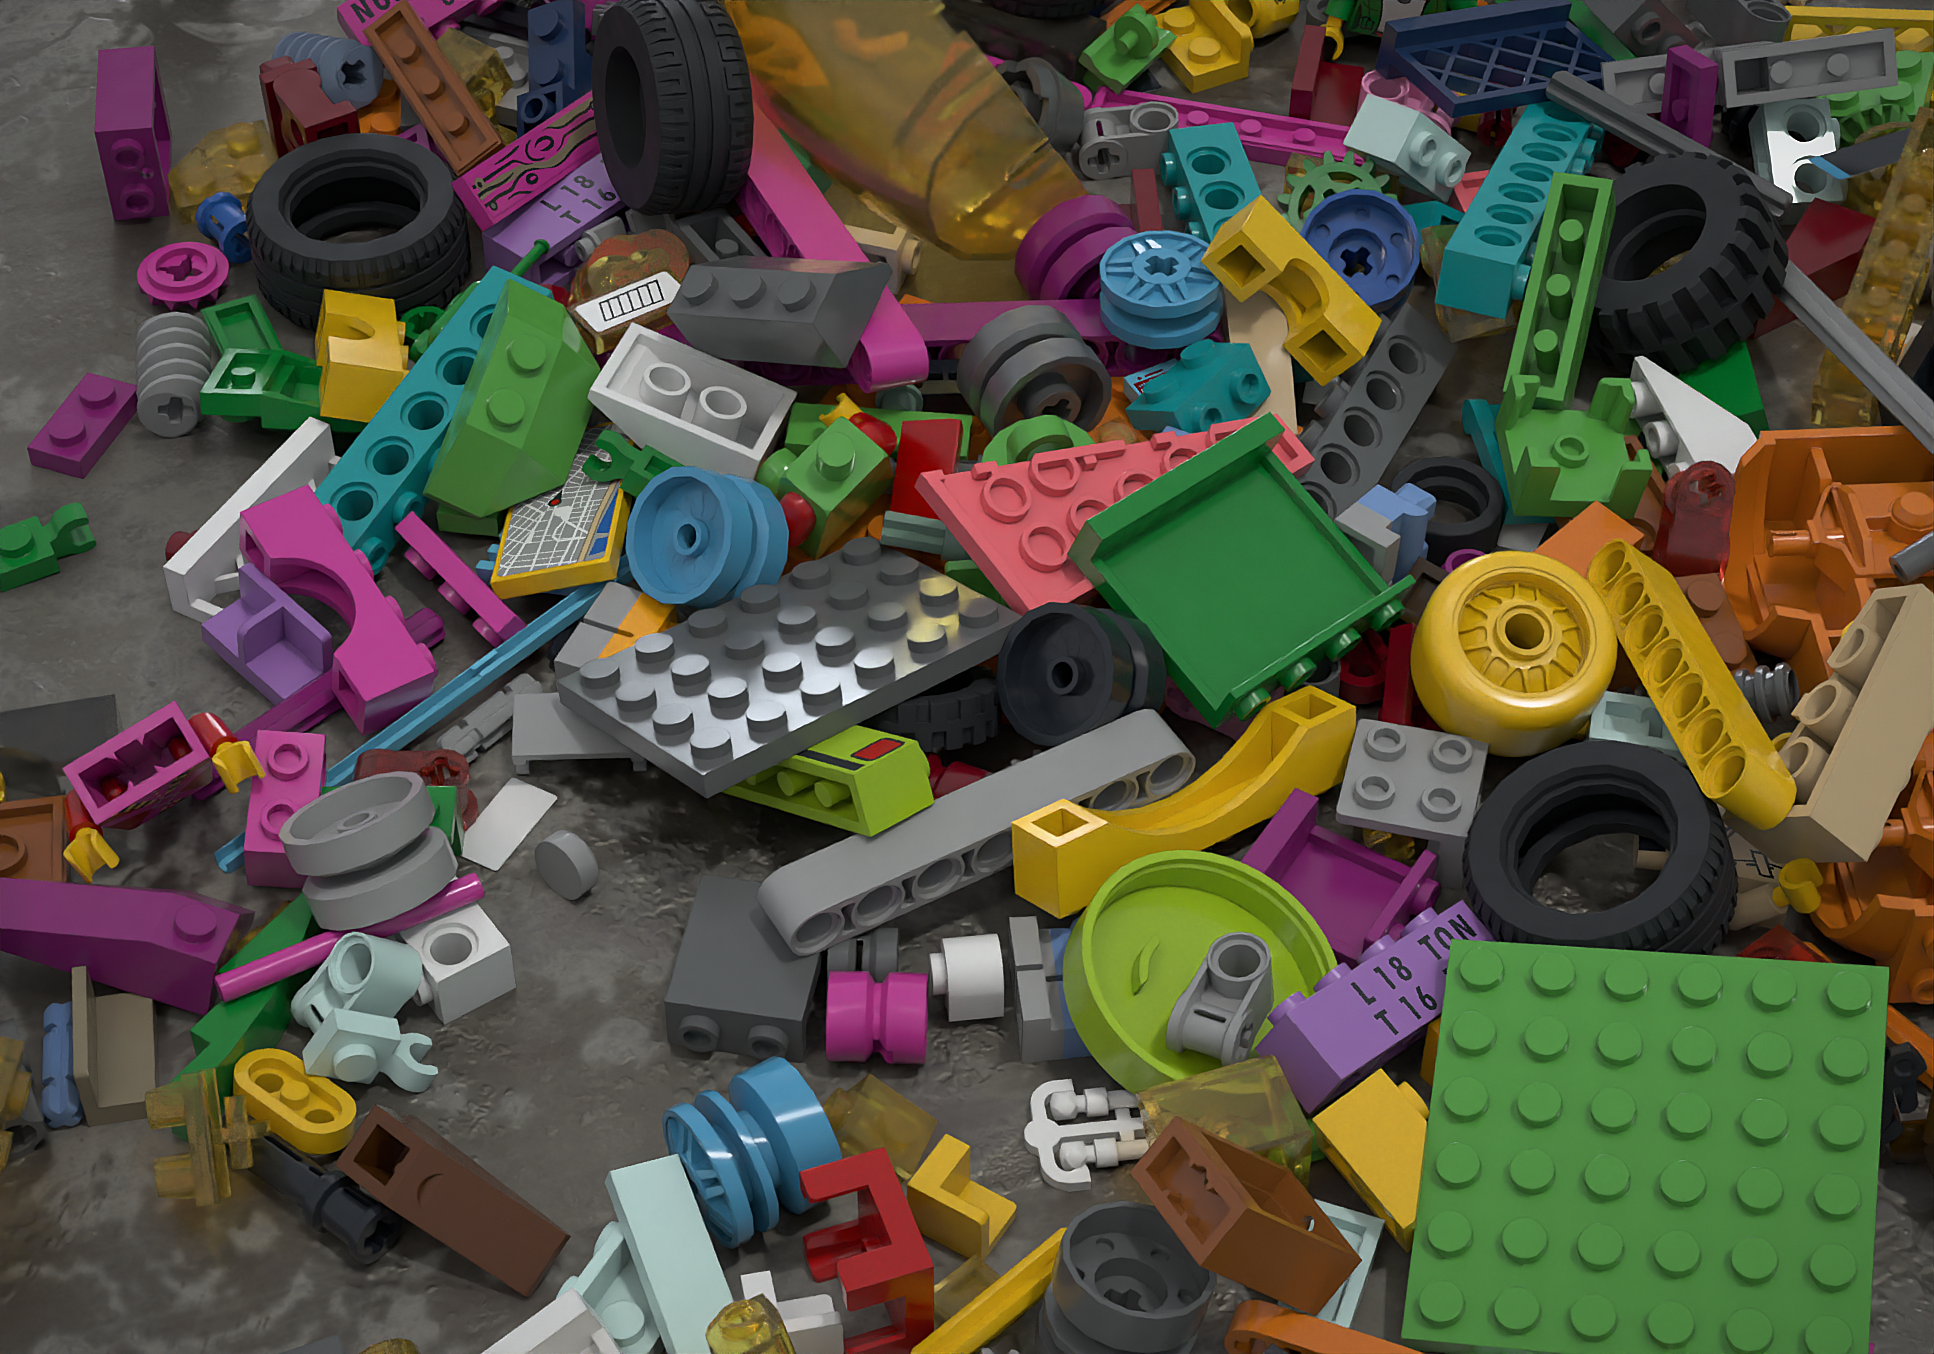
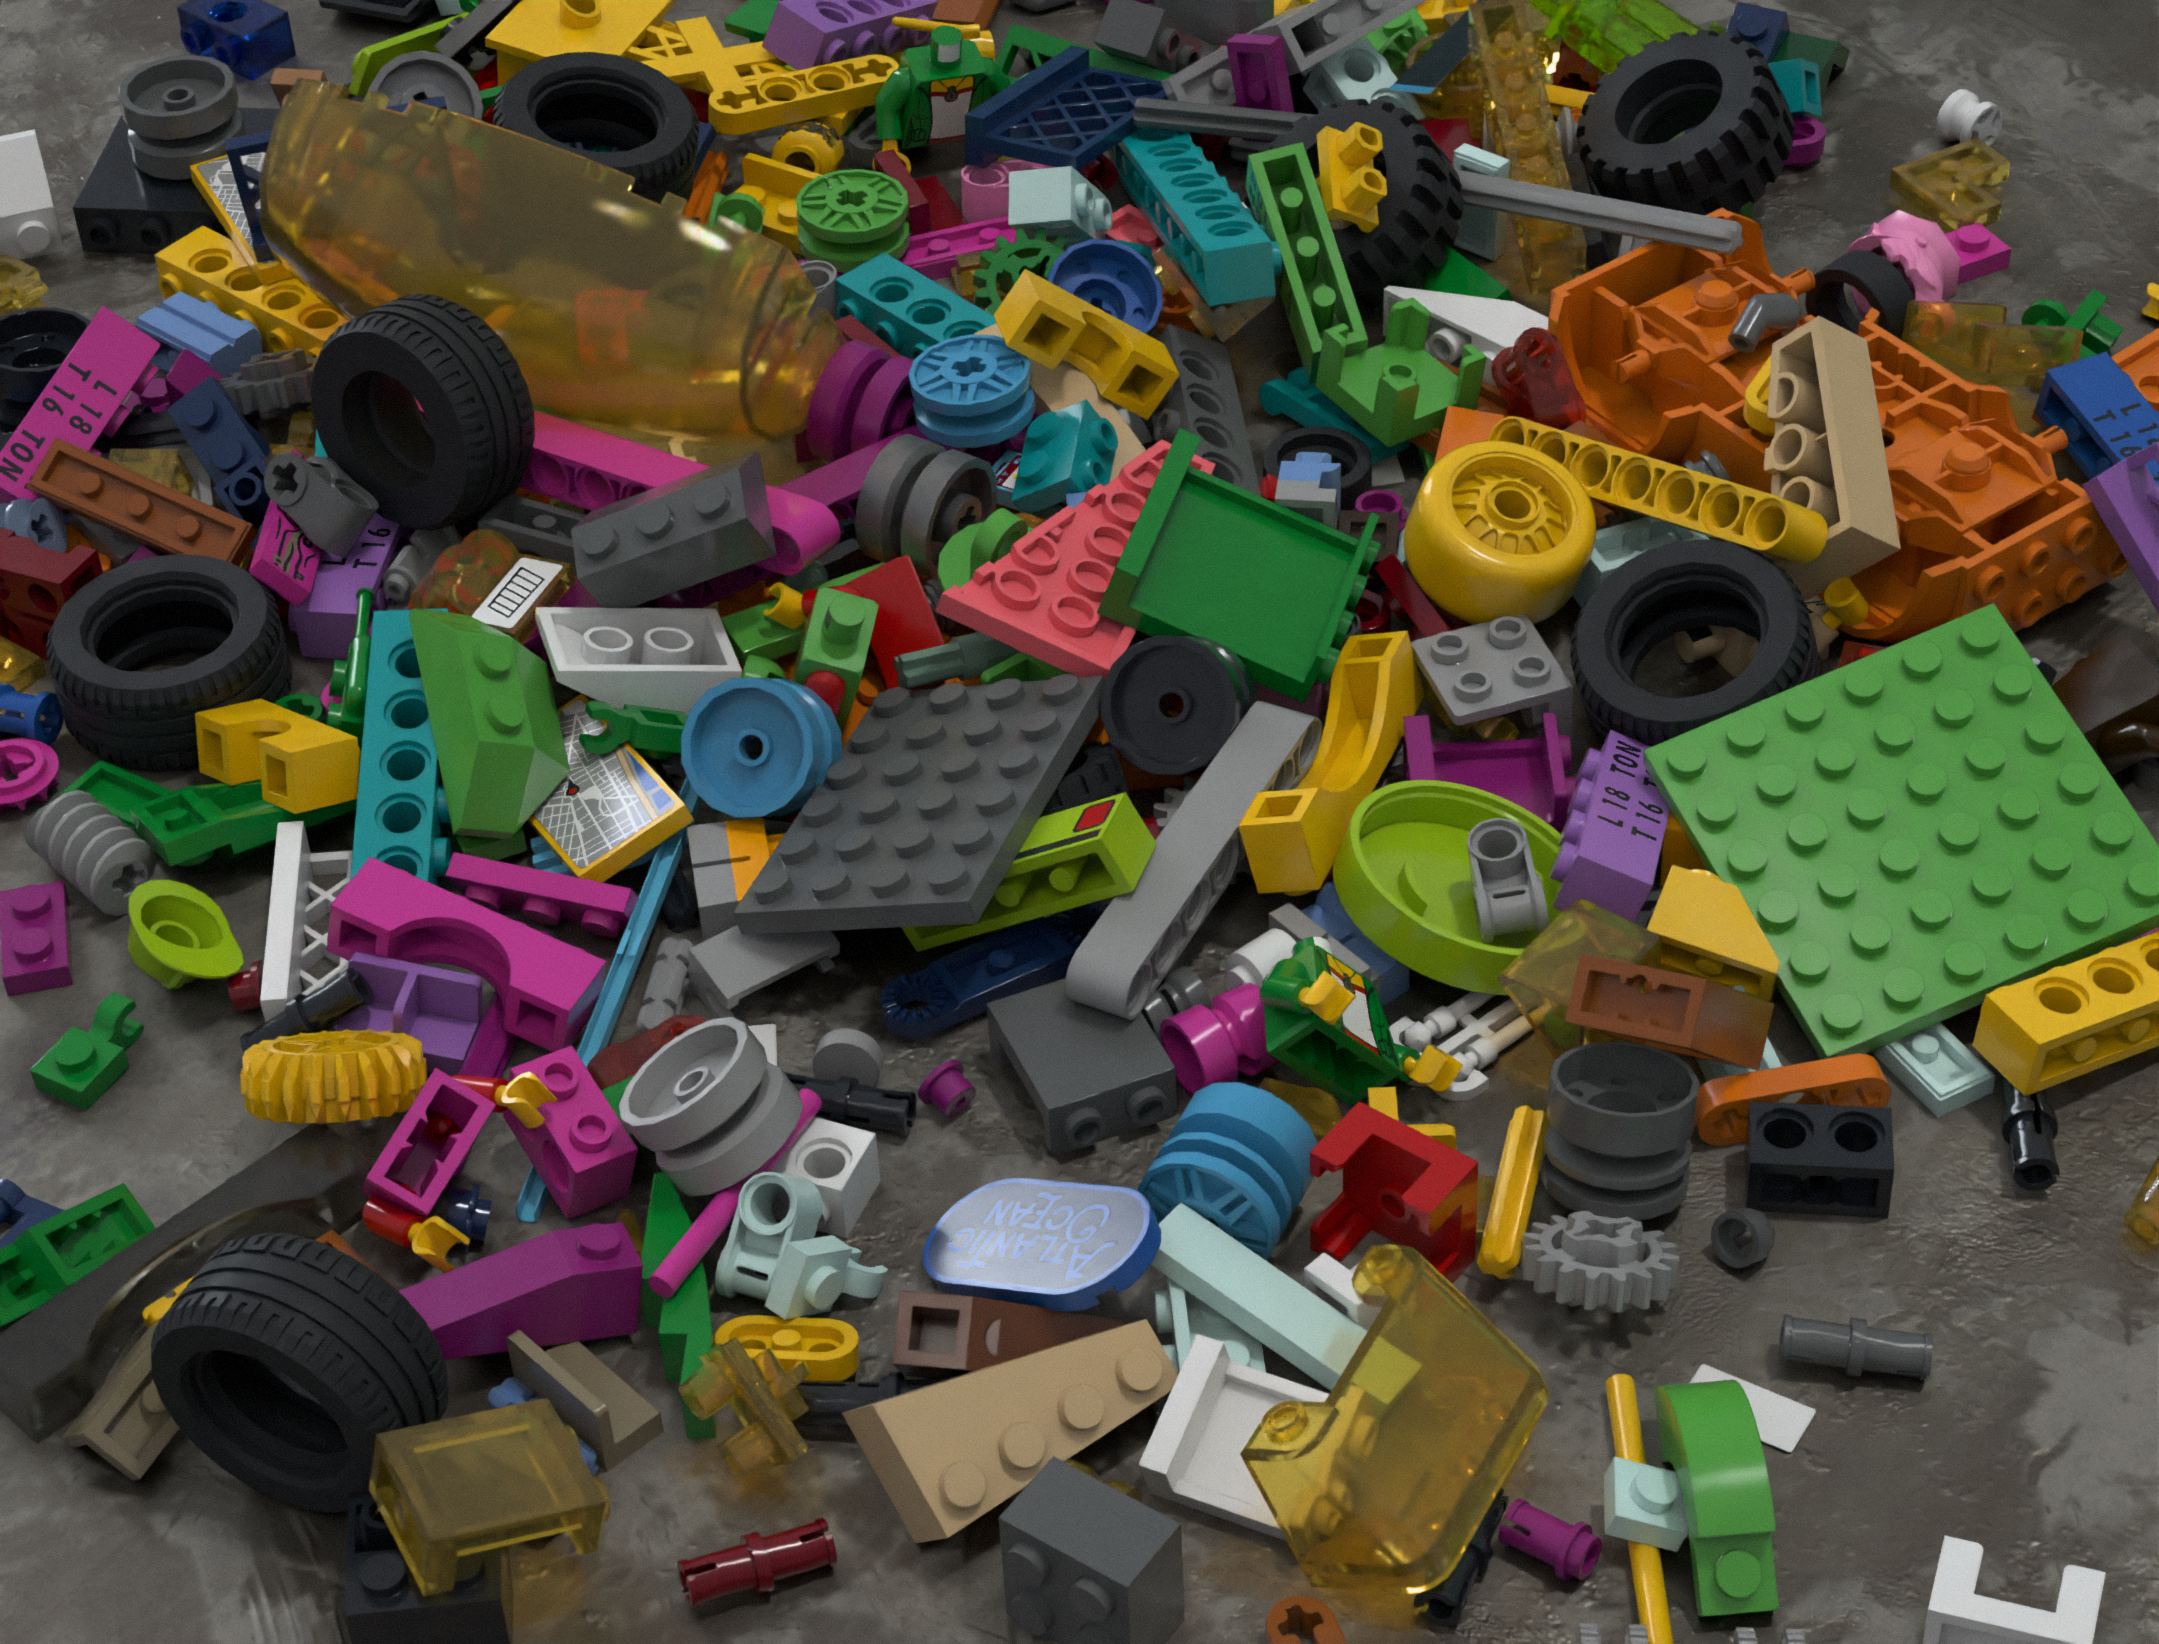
camera: 30 degrees left, 5 degrees down
(109, 1279) = (756, 1563): none -> dark red pin
(152, 658) = (332, 1076): none -> yellow gear
(166, 476) = (180, 934): none -> lime piece
(167, 839) = (468, 1213): none -> dark blue plate
(190, 601) = (316, 1011): none -> black pin
(378, 1274) = (987, 1433): none -> tan wedge
(537, 901) = (861, 1105): none -> black pin
(547, 1126) = (1043, 1243): none -> tile
(560, 146) = (320, 500): none -> dark grey piece
(626, 933) = (947, 1089): none -> magenta piece
(730, 841) = (986, 971): none -> dark blue plate
(971, 1058) = (1334, 1030): none -> green torso
(1236, 79) = (852, 218): none -> bright green wheel
(1650, 232) = (1347, 174): none -> yellow hips
(1834, 282) = (1481, 229): none -> light aqua tile

